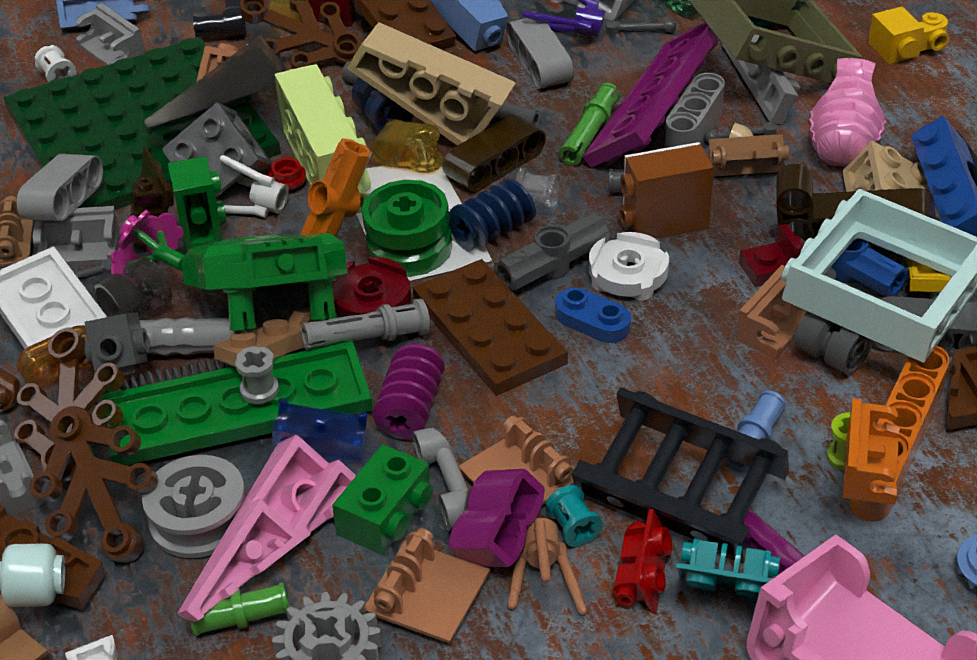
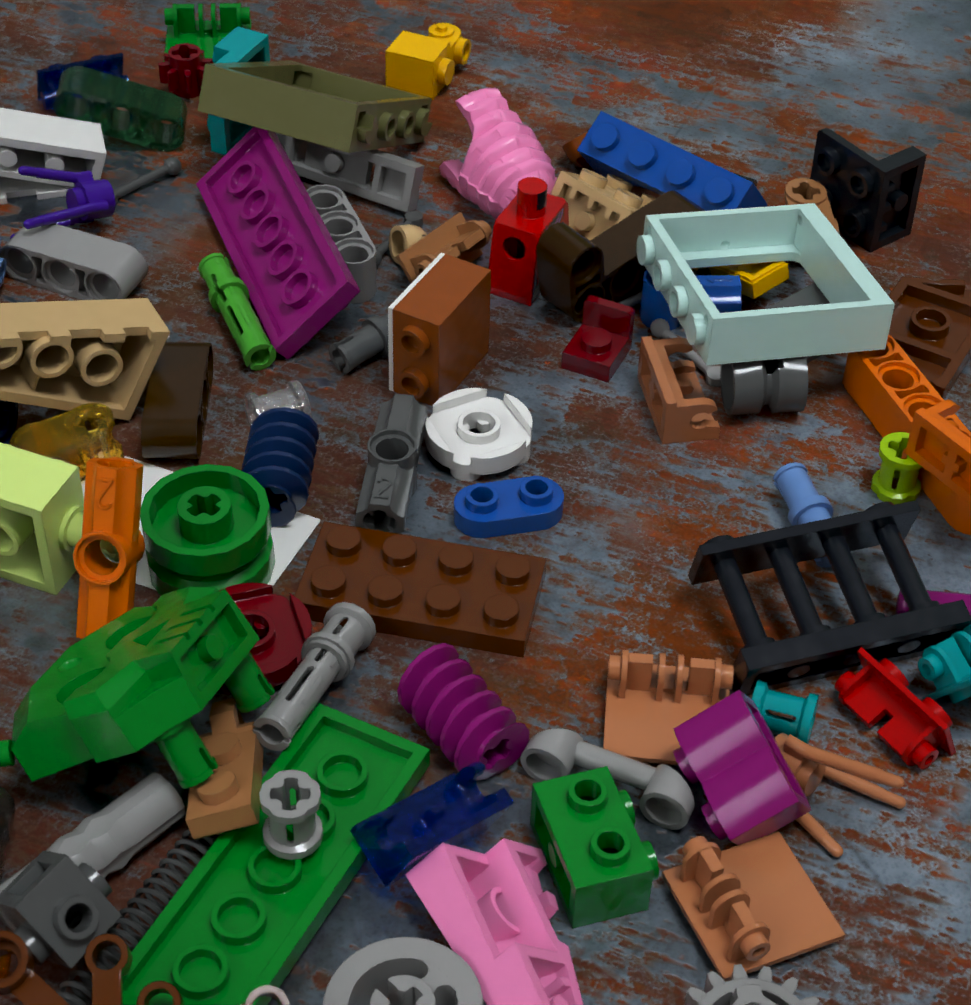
camera: 50 degrees left, 0 degrees up
(804, 149) = (516, 239): none -> red torso

